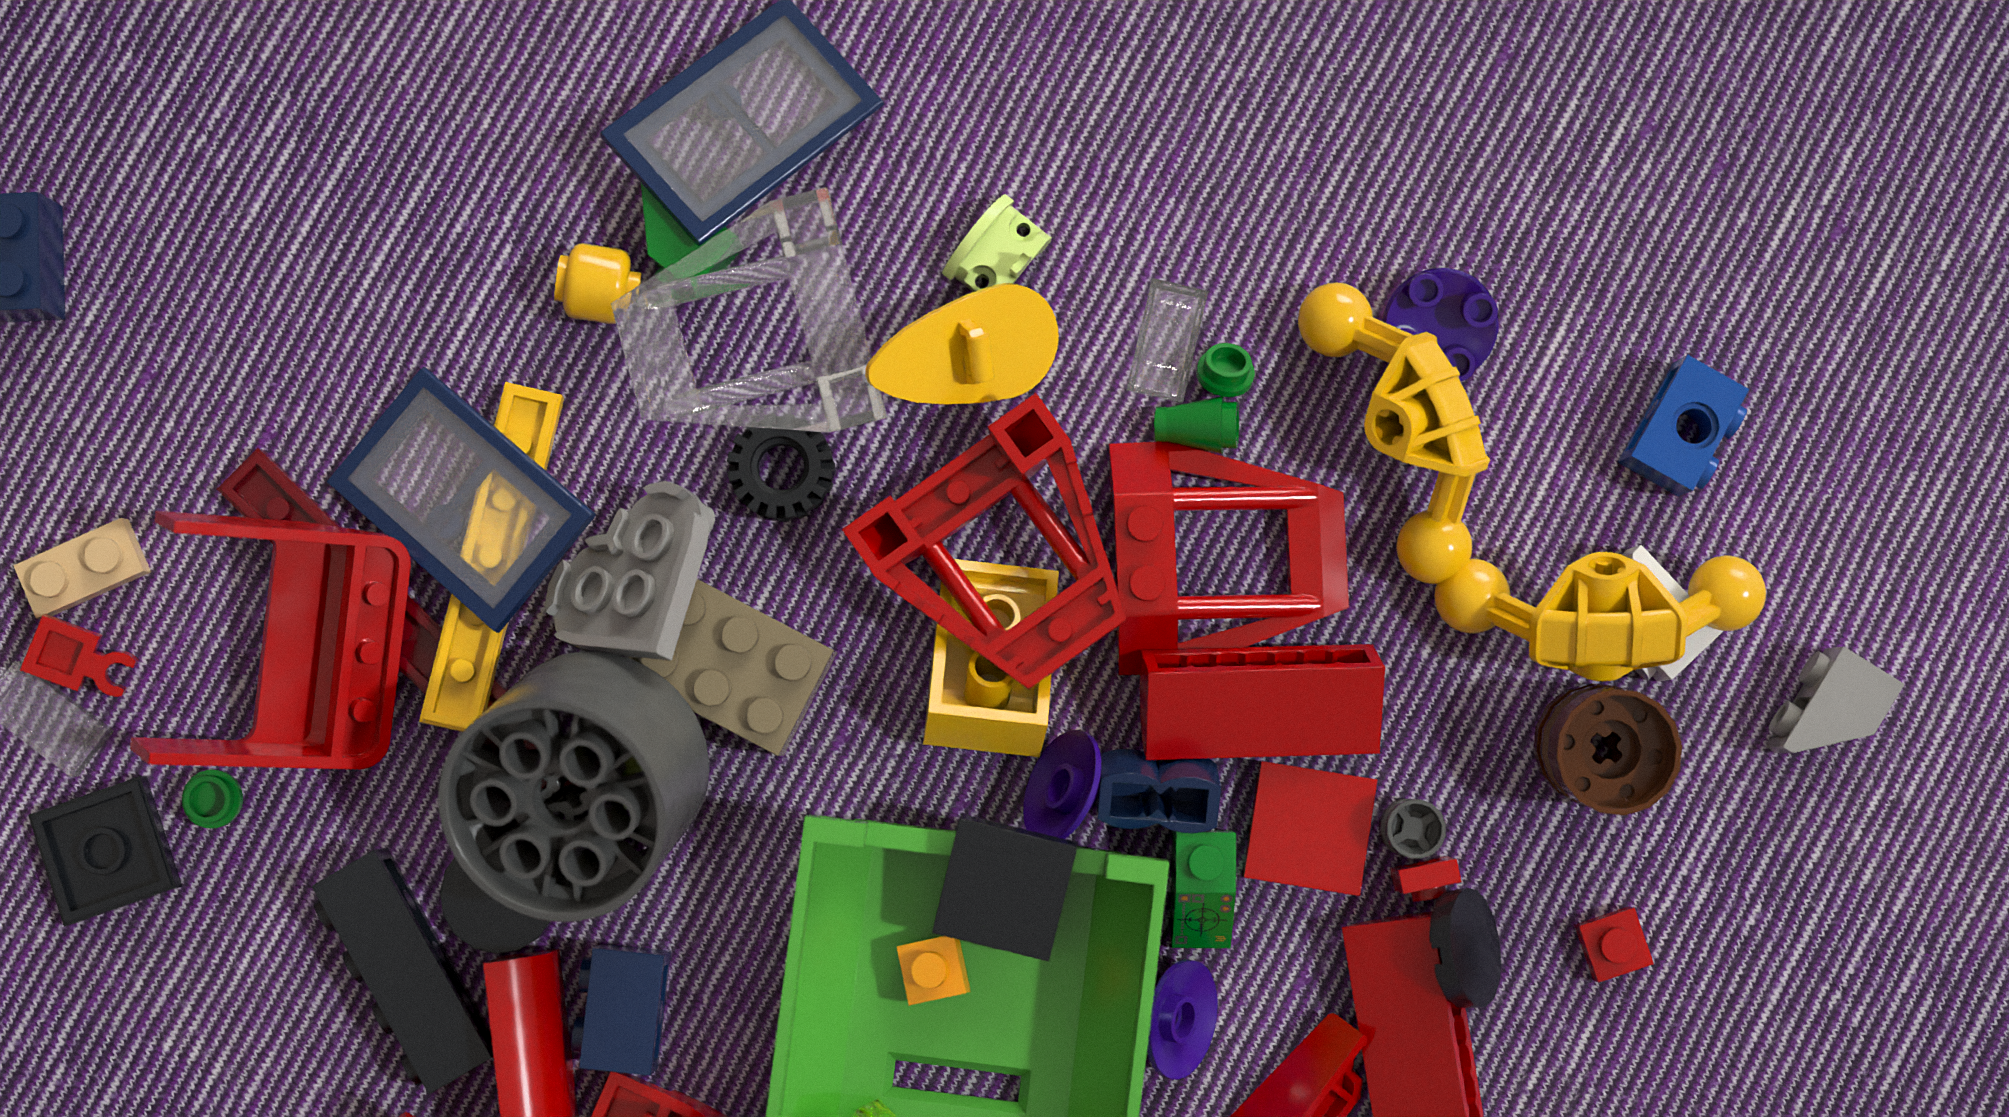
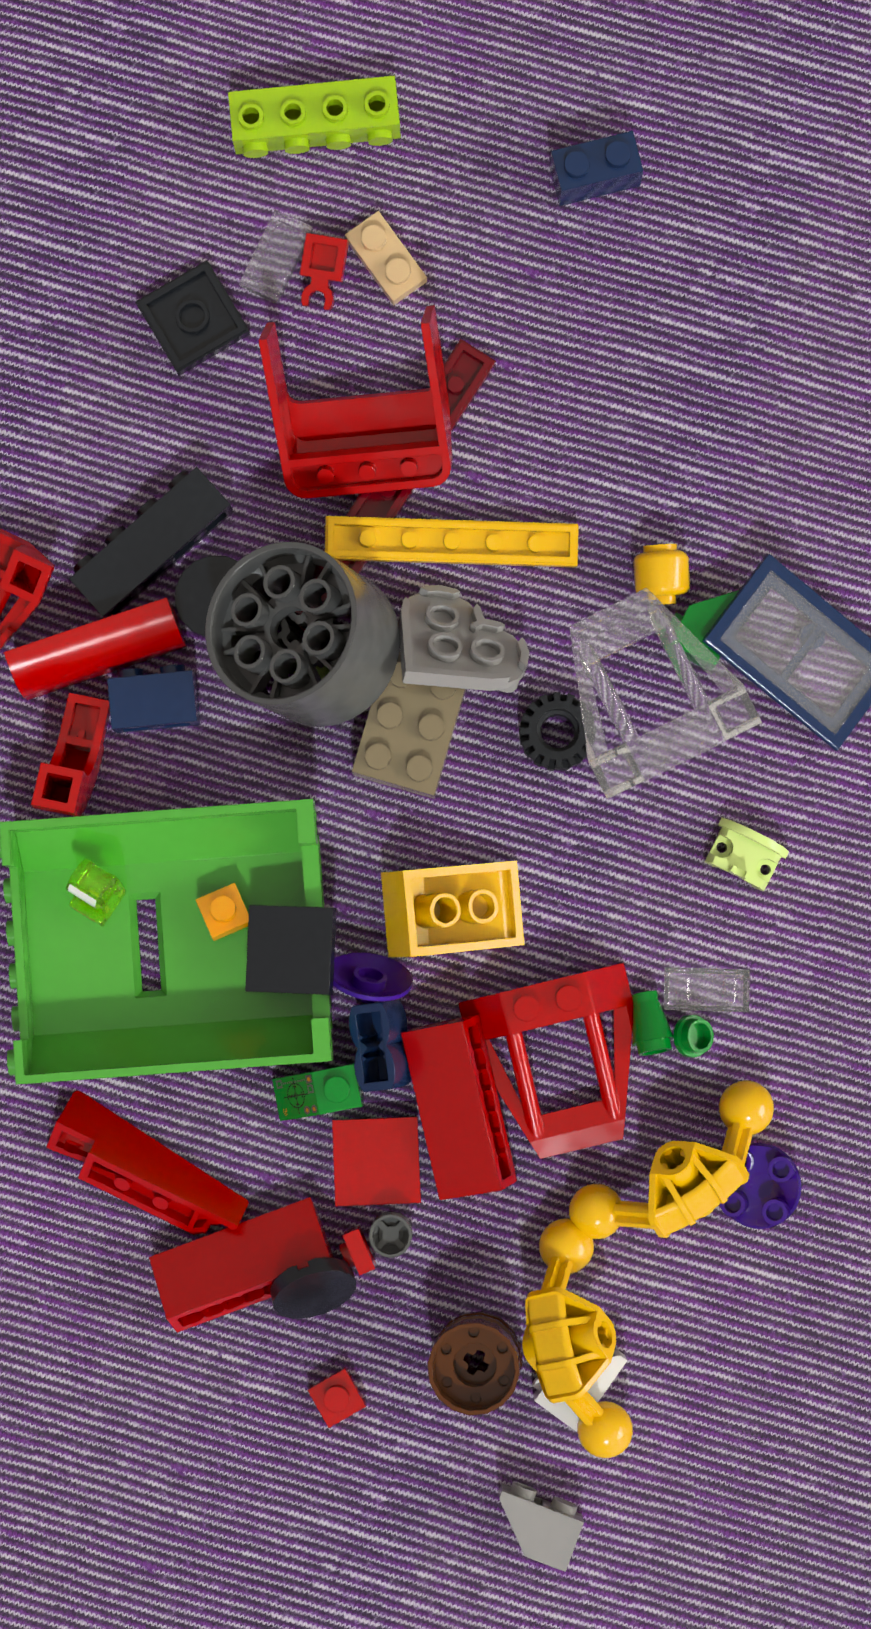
camera: 85 degrees right, 0 degrees up
(212, 799) = (243, 383): green plate -> none
(461, 499) = (488, 511): clear door -> none
(958, 494) = (560, 858): red windscreen -> none
(970, 349) = (669, 849): yellow shield -> none
(1182, 1019) = (223, 1094): dark purple dish -> none
(1657, 448) = (748, 1375): blue brick -> none

